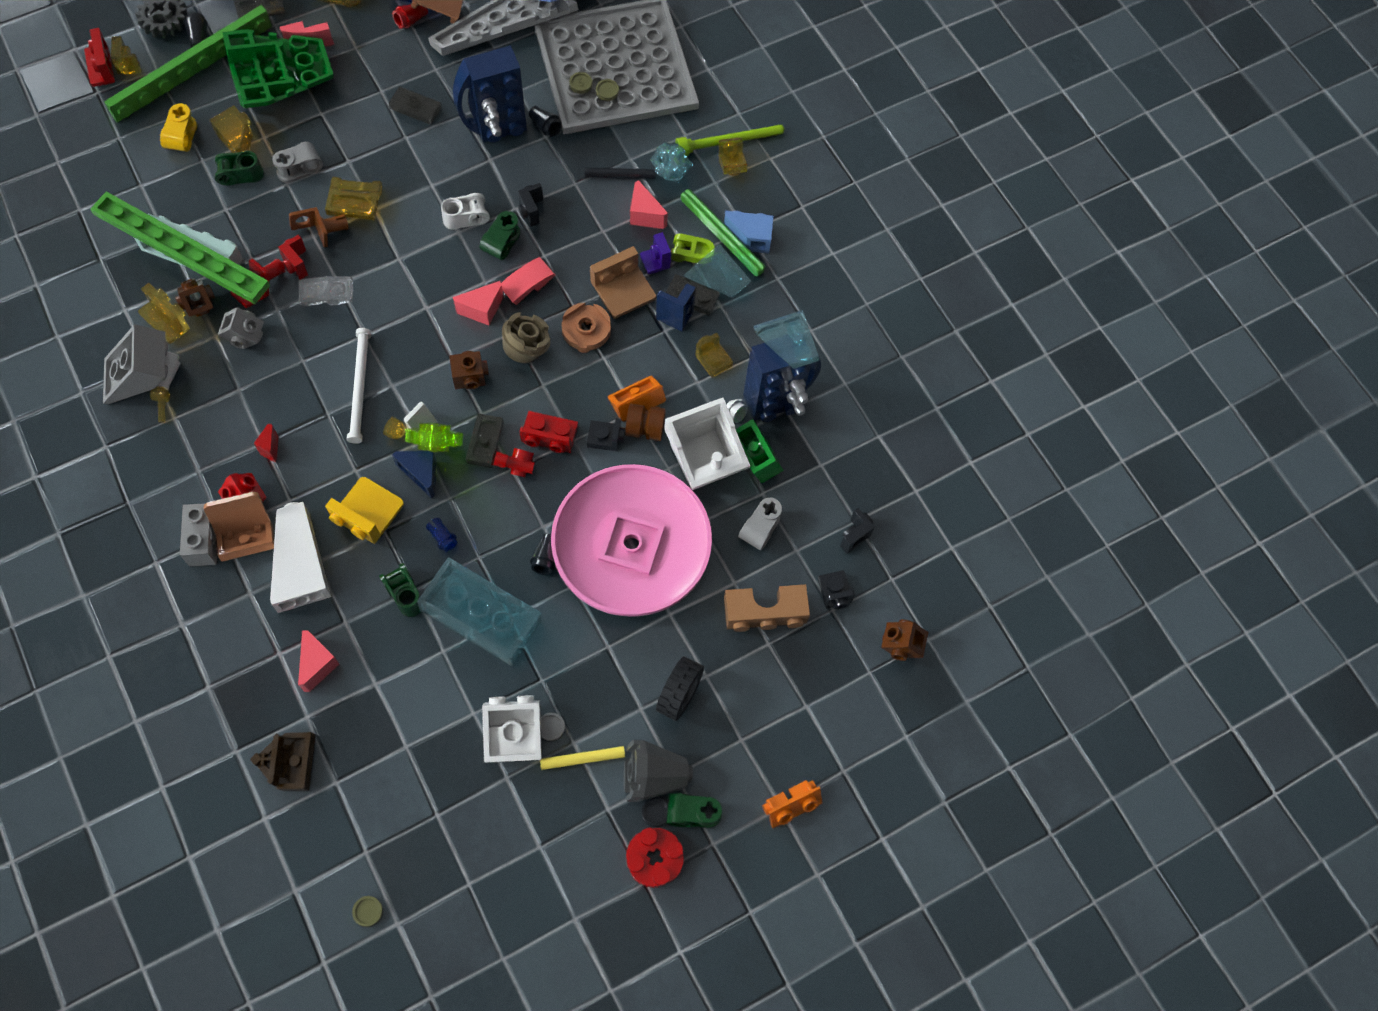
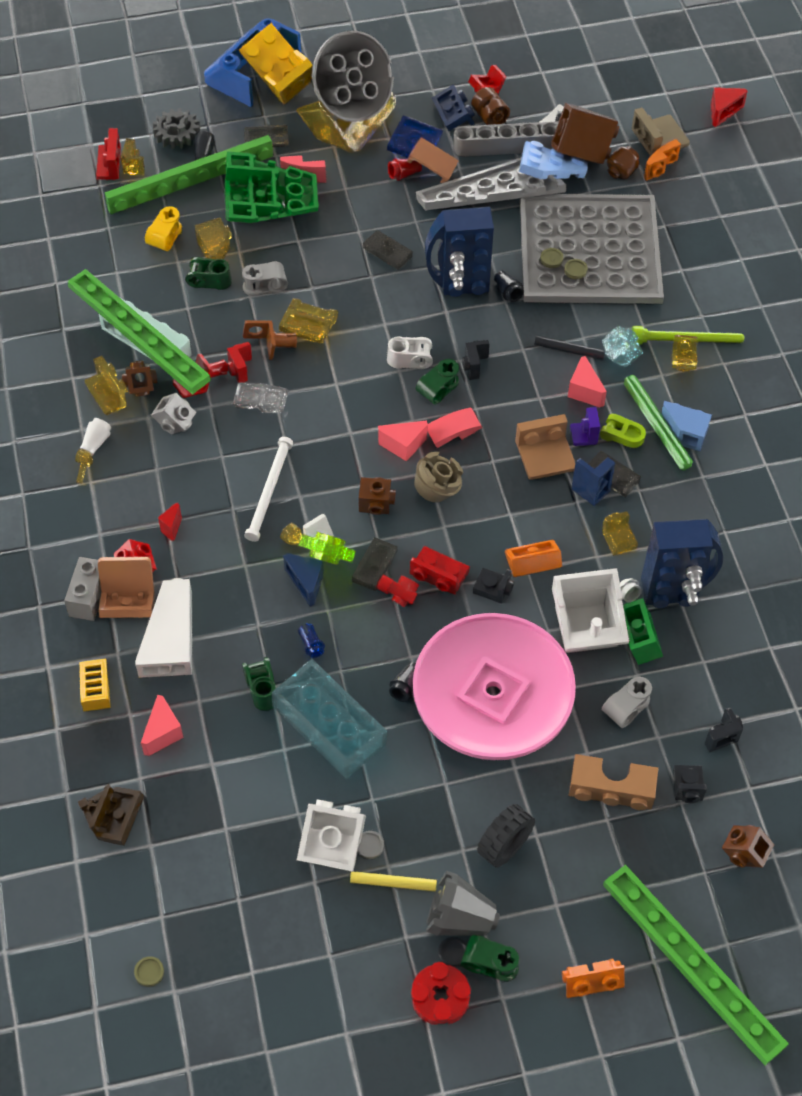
camera: 20 degrees right, 10 degrees down
(135, 364) = (70, 424): light grey slope -> none
(240, 650) = (97, 701): none -> yellow slope
(365, 510) = (245, 601): yellow bracket -> none
(586, 339) = (500, 493): nougat plate -> none
(645, 422) = (534, 580): reddish brown wheel -> none
(719, 273) = (645, 458): clear light blue wing -> none
(789, 339) = (693, 521): clear light blue wing -> none
(882, 765) = (696, 965): none -> bright green plate

